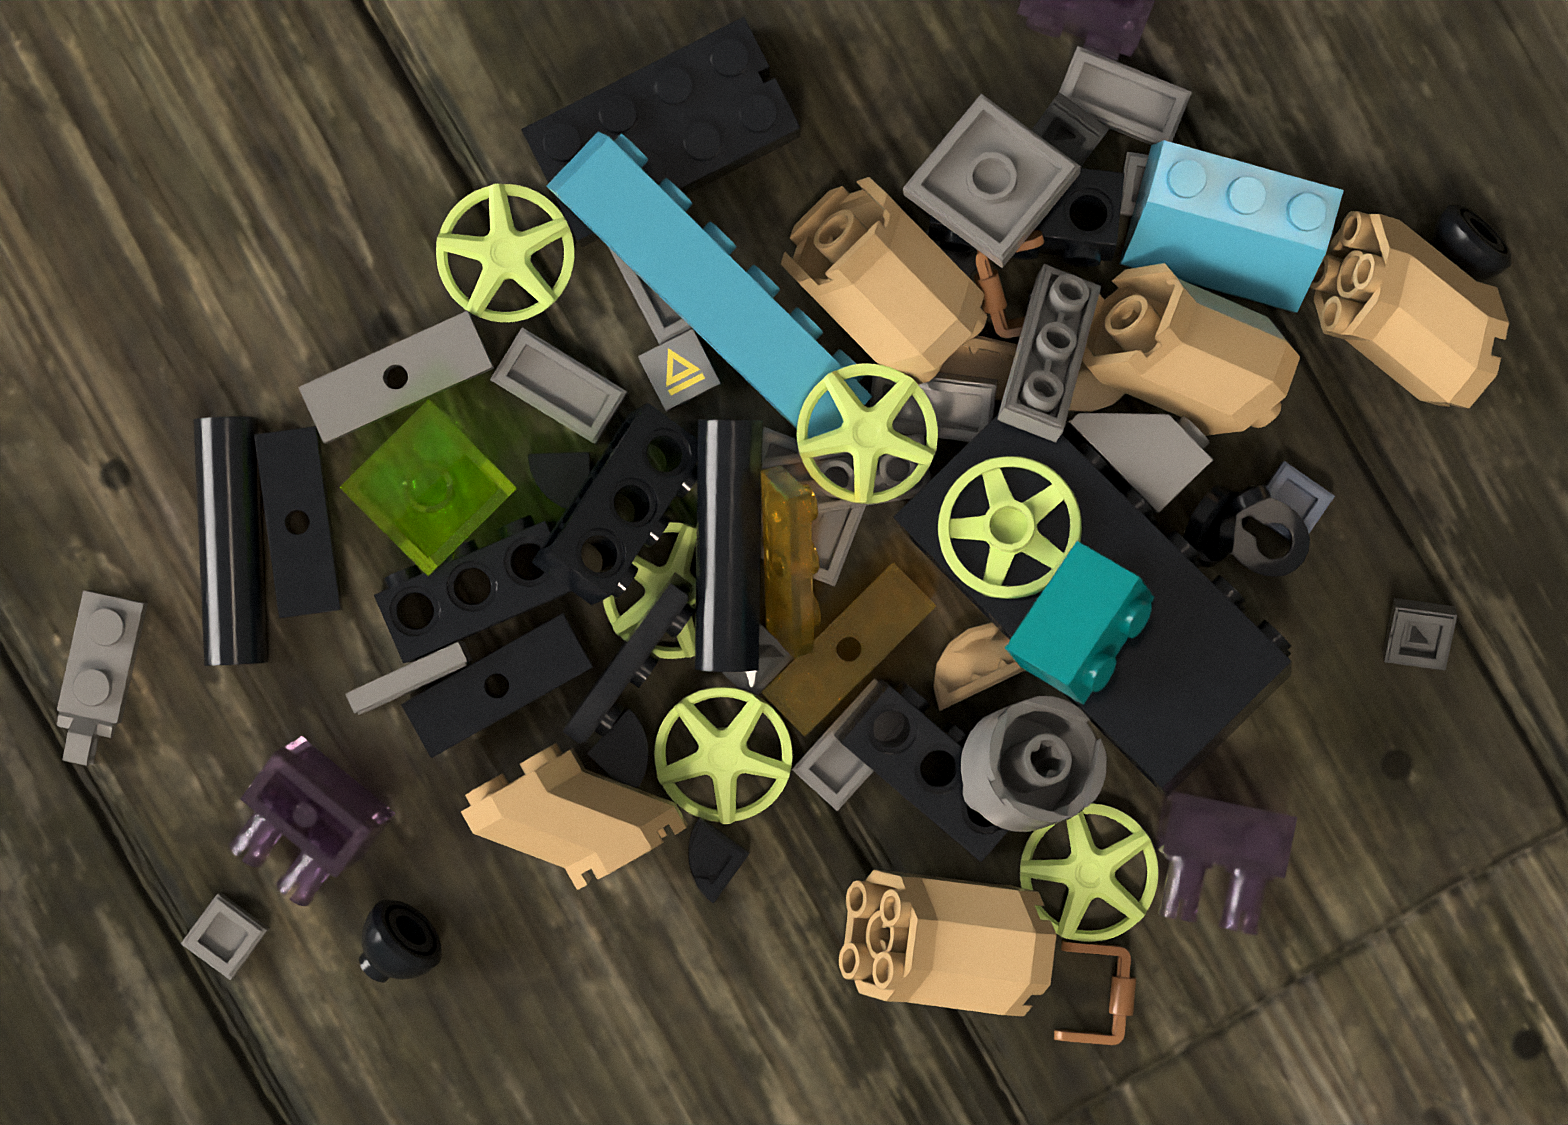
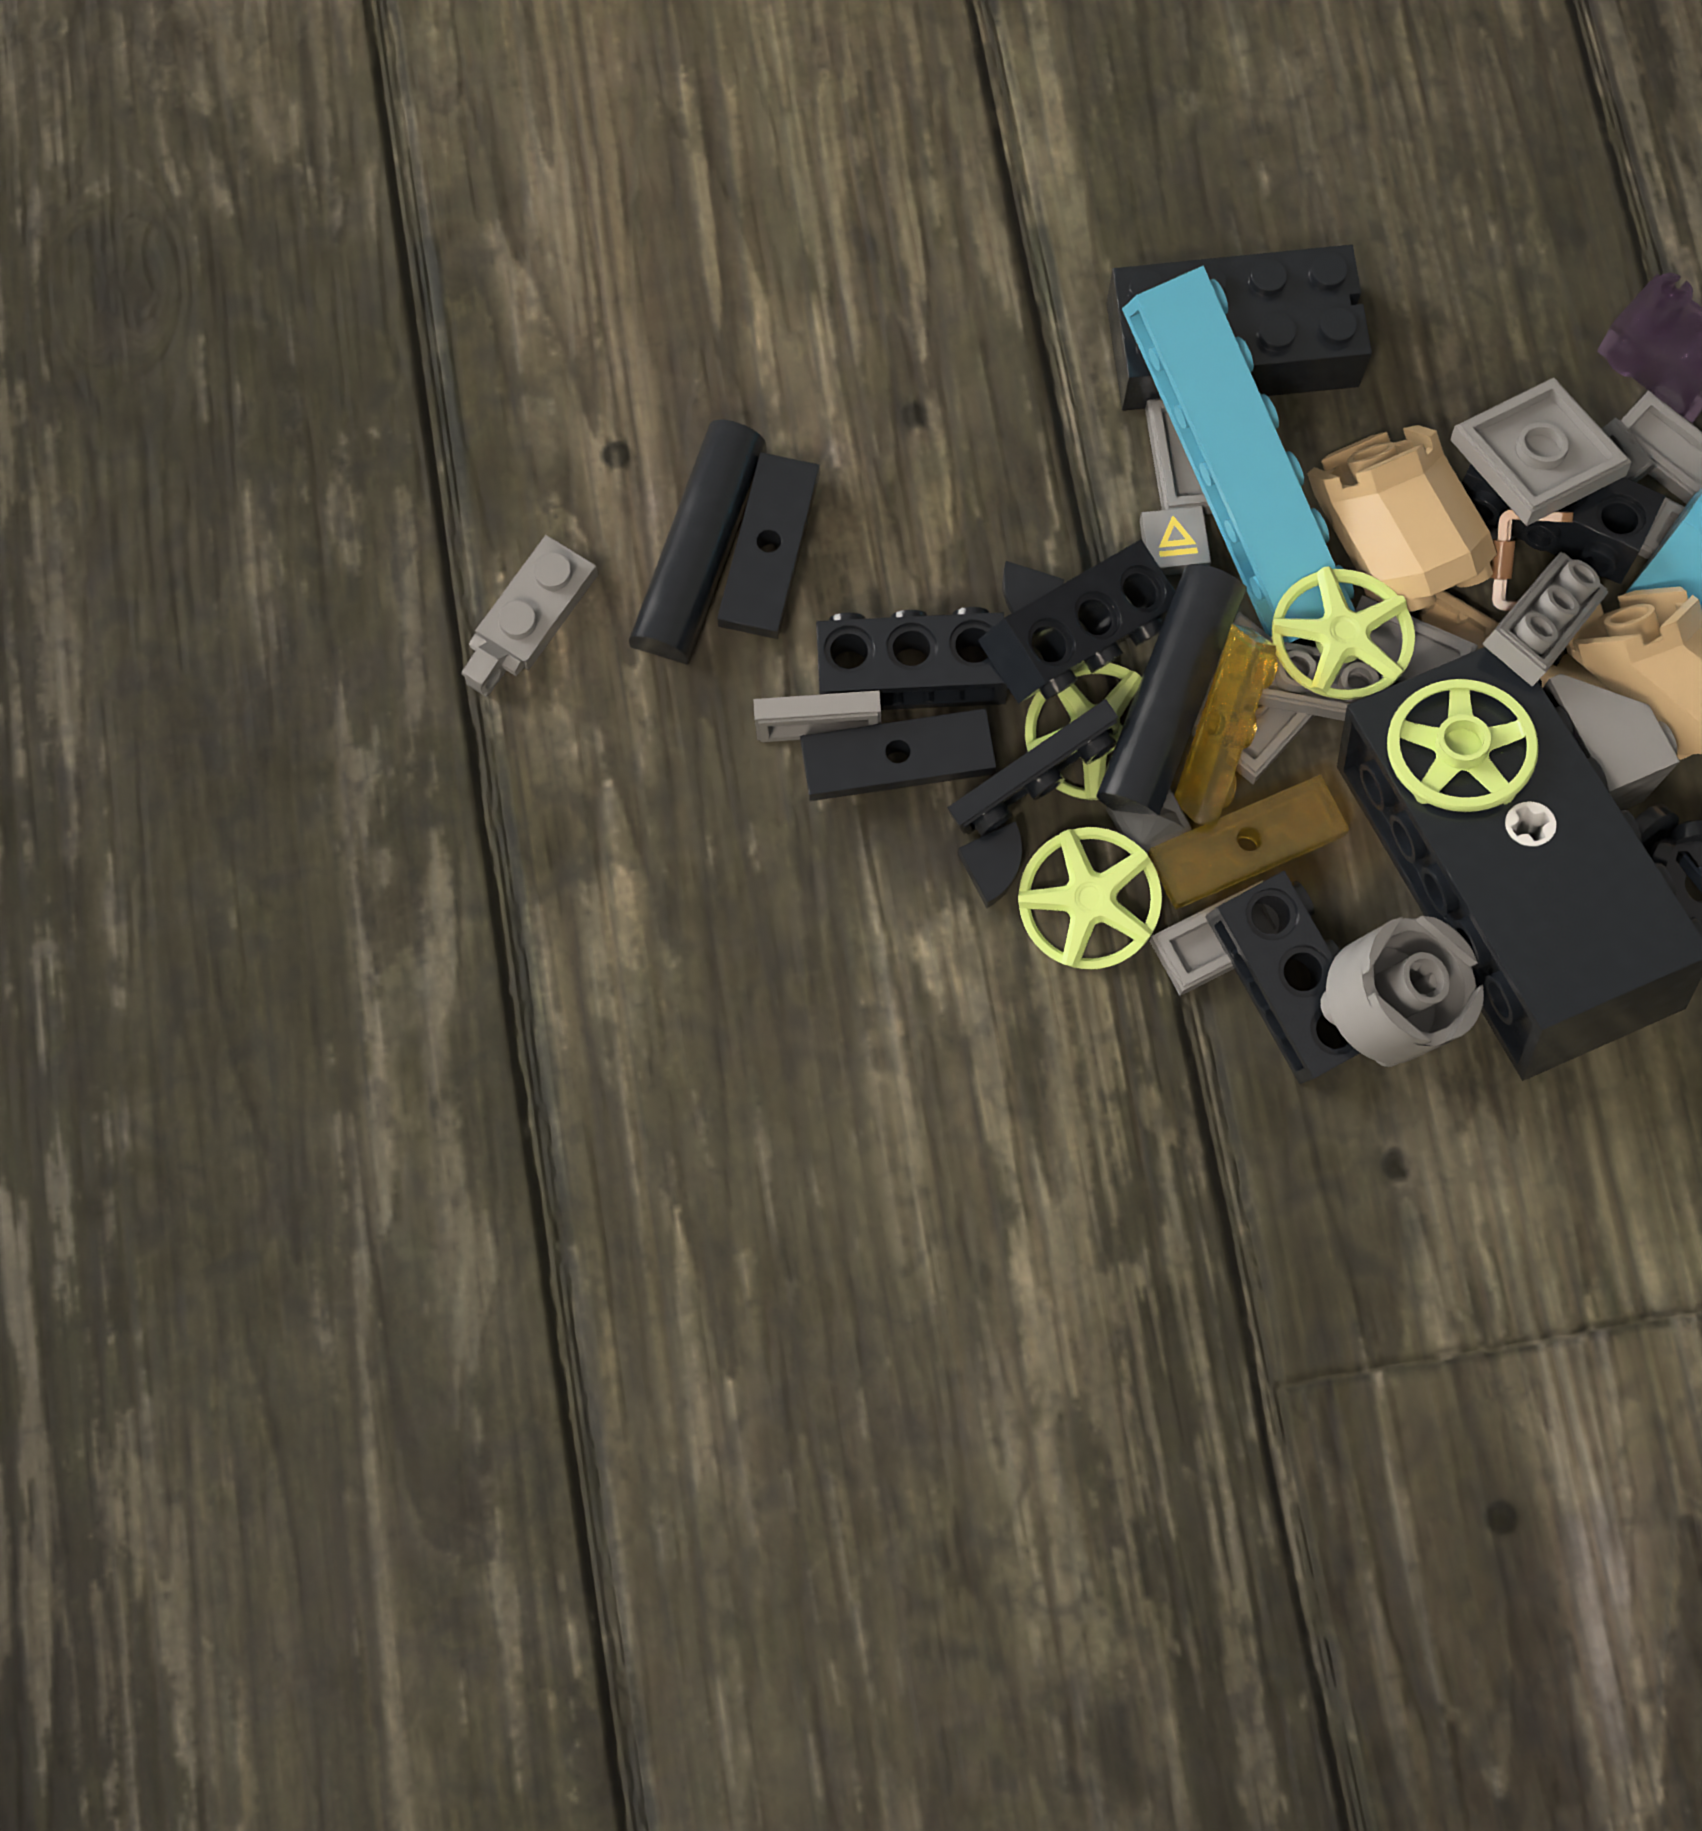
camera: 25 degrees right, 15 degrees down
(225, 936) = (544, 895): light grey tile -> none
(317, 810) = (685, 798): brick -> none
(360, 391) = (946, 447): light grey tile -> none
(398, 942) = (706, 956): black brick -> none
(429, 486) = (904, 540): clear neon green slope -> none
(505, 252) = (1051, 385): yellowish green wheel -> none
(559, 386) = (1056, 517): light grey tile -> none
(571, 815) = (926, 887): tan brick -> none
(713, 858) = (1043, 994): black tile -> none
(947, 942) = (1253, 1145): tan brick -> none
(972, 664) = (1365, 902): tan tile -> none
(1081, 623) = (1512, 838): teal brick -> none
(1091, 874) = (1413, 1142): yellowish green wheel -> none
(1121, 994) = (1405, 1276): medium nougat piece -> none
(1210, 831) = (1568, 1150): brick -> none

